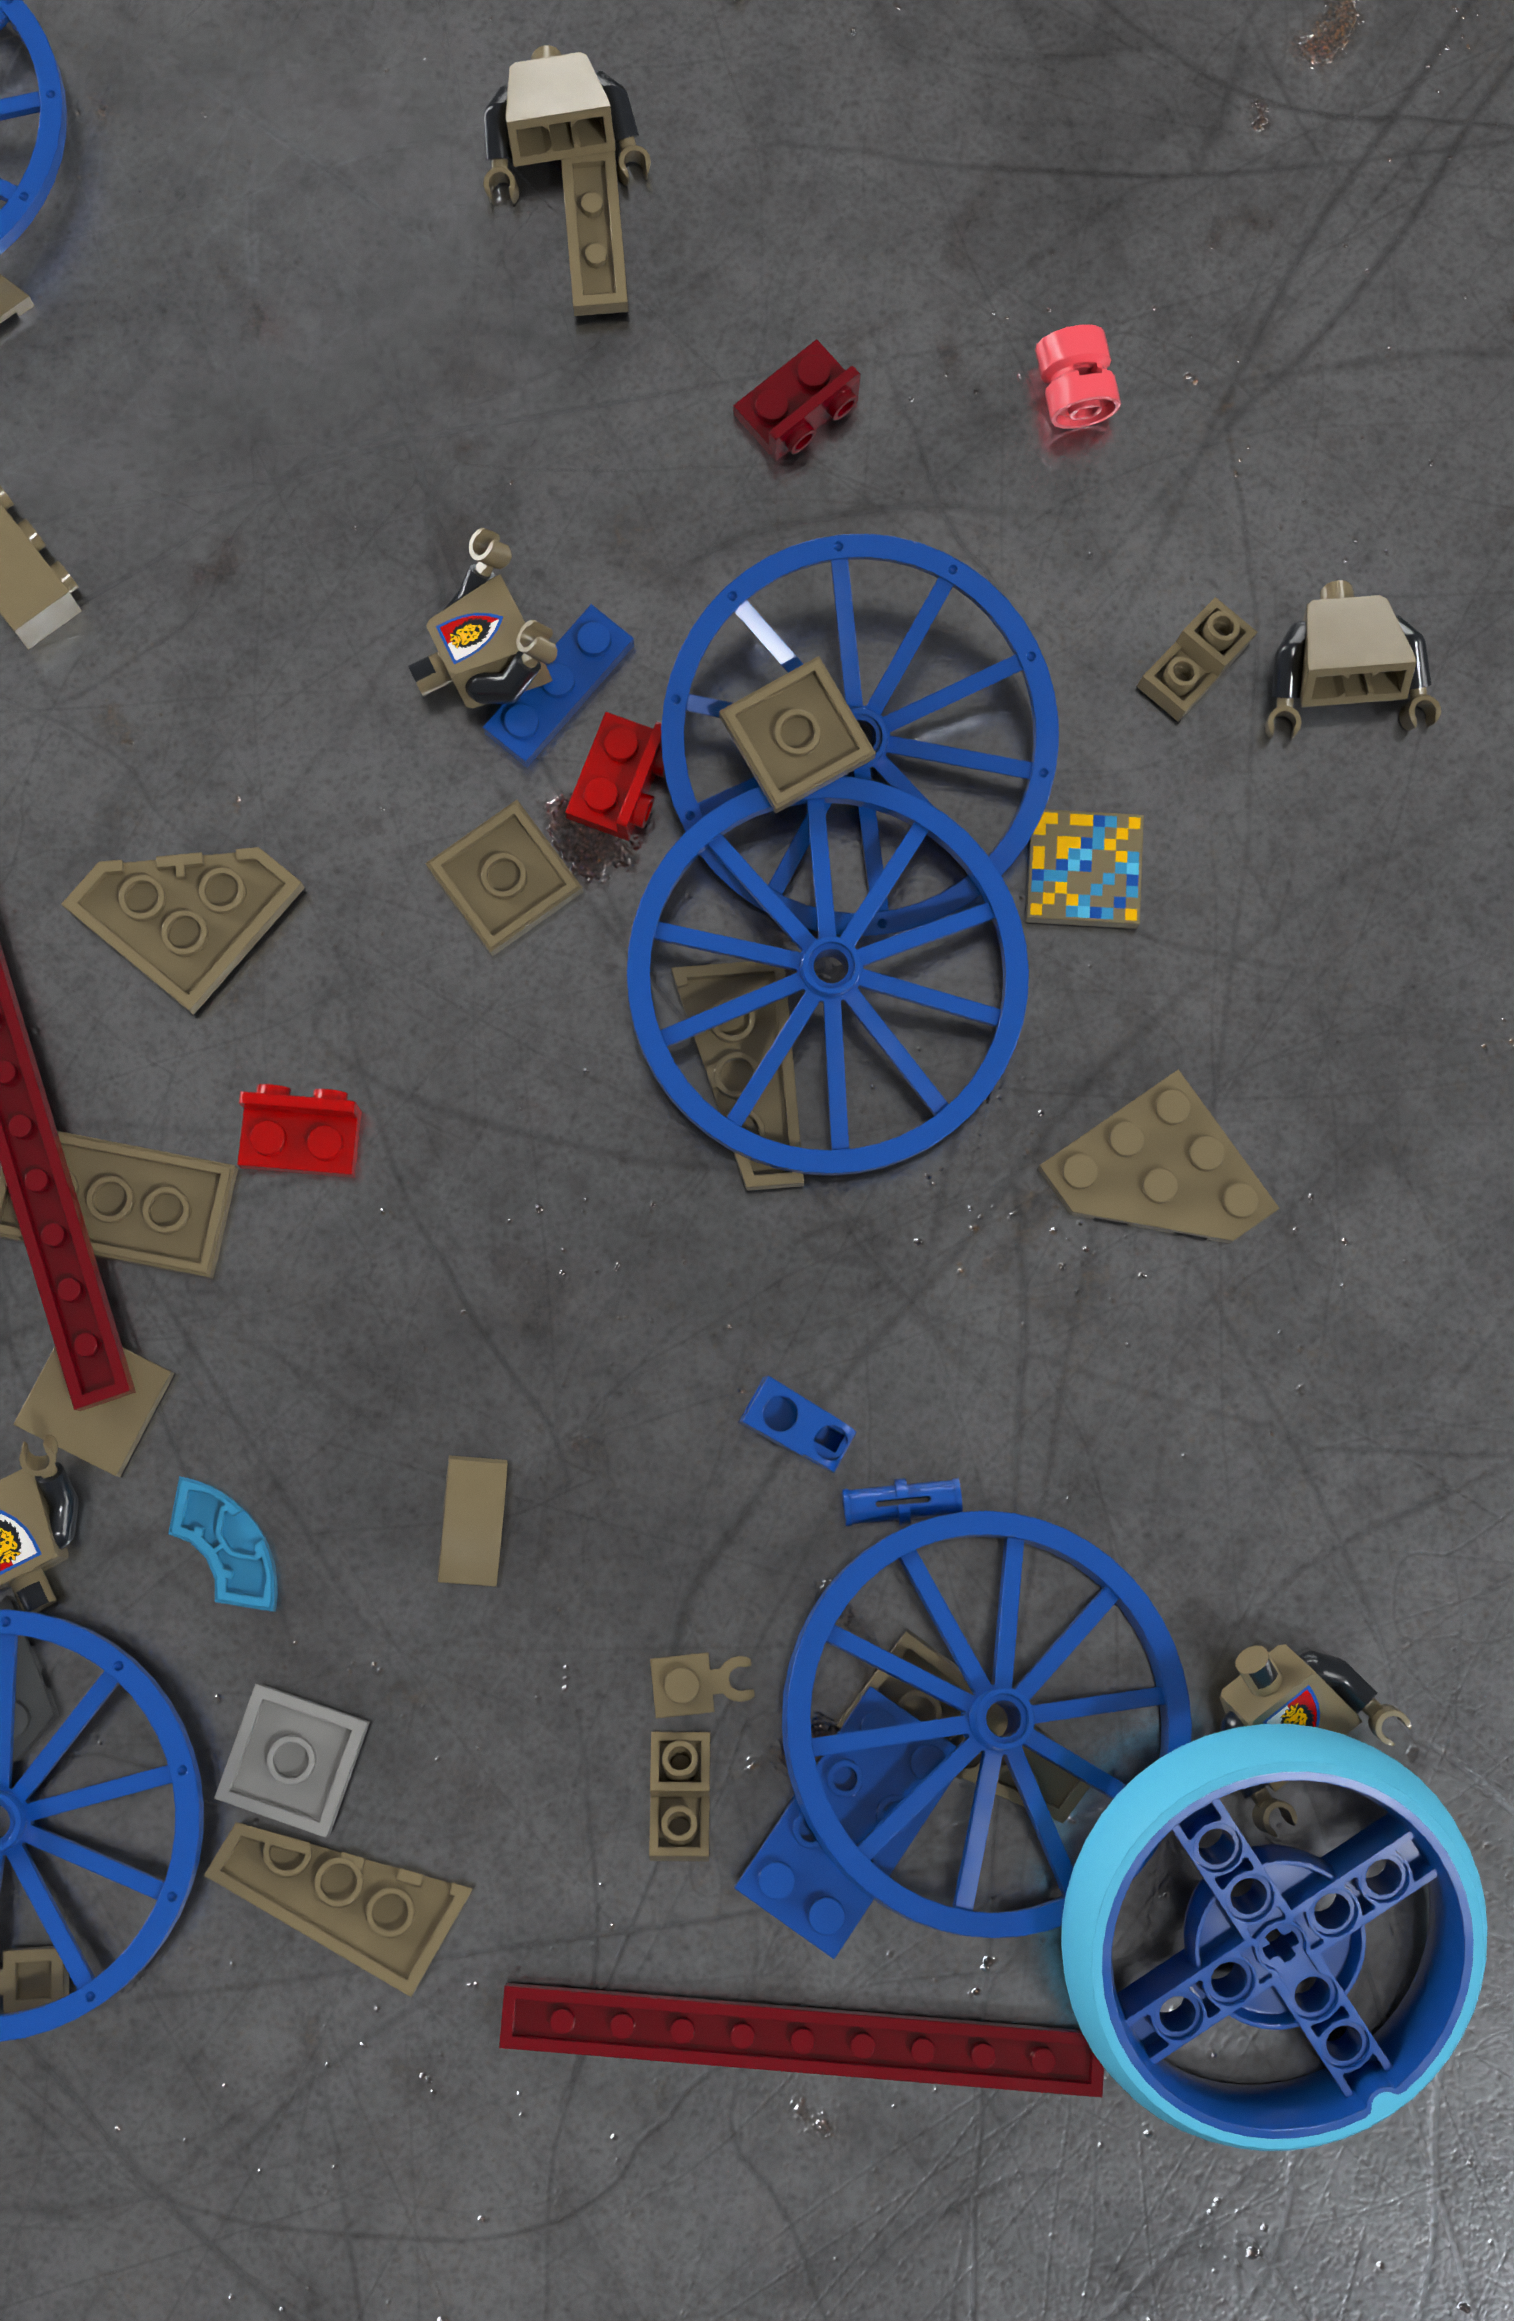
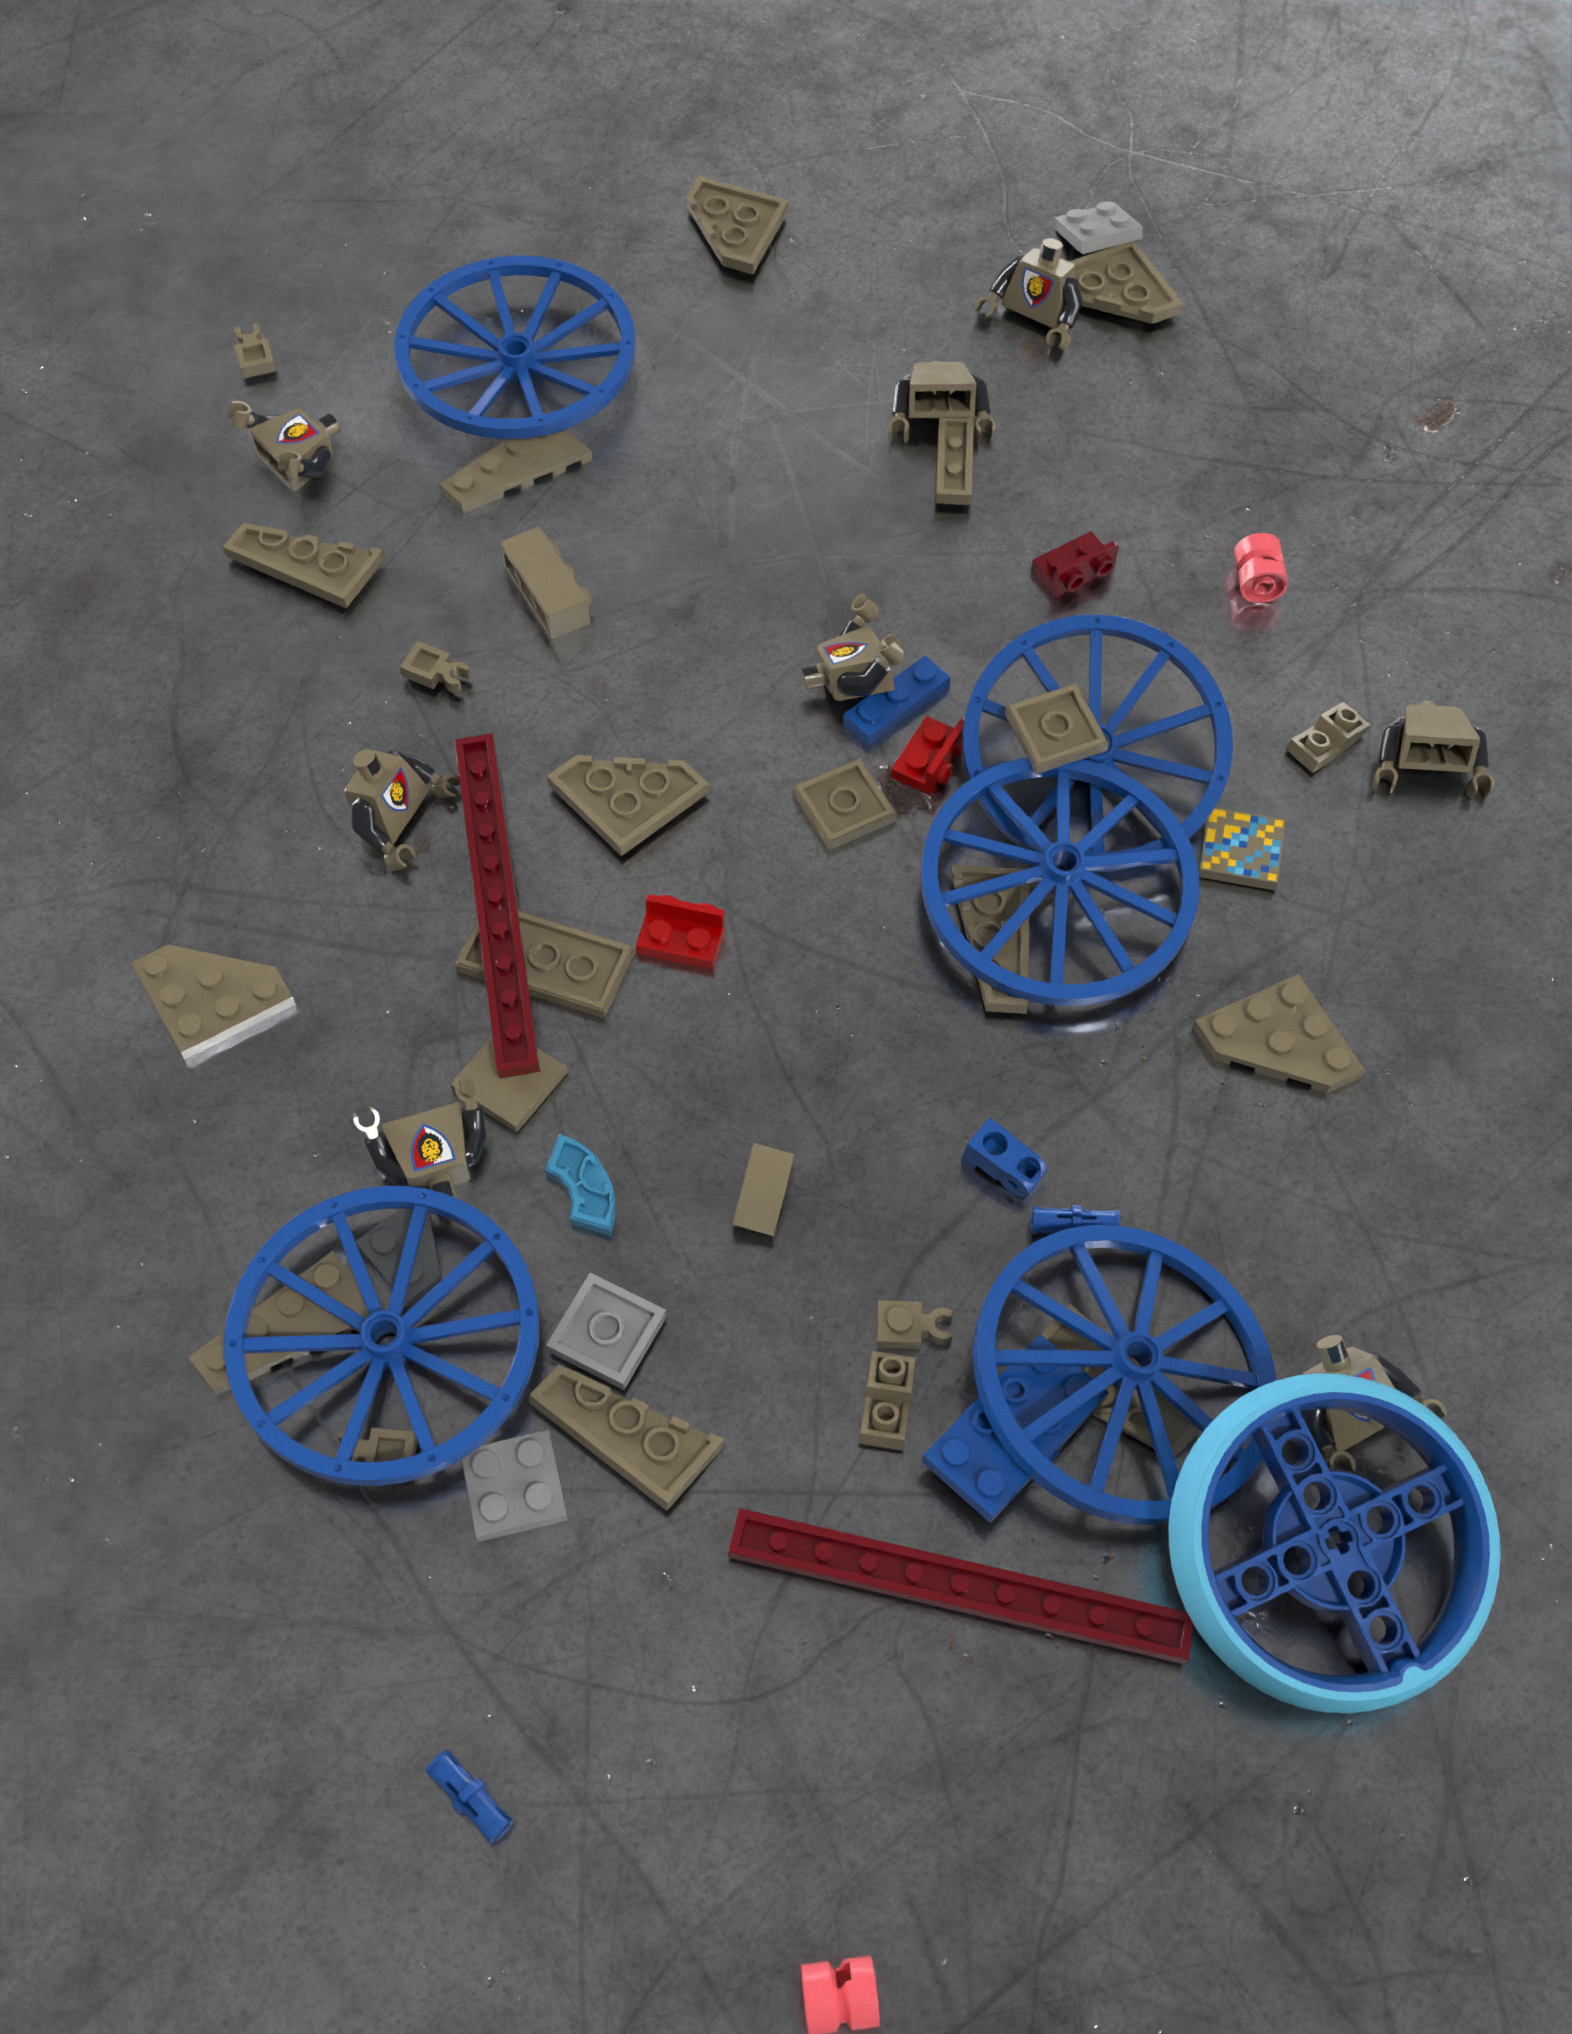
camera: 10 degrees right, 20 degrees down
(208, 1992) = (514, 1486): none -> light grey plate

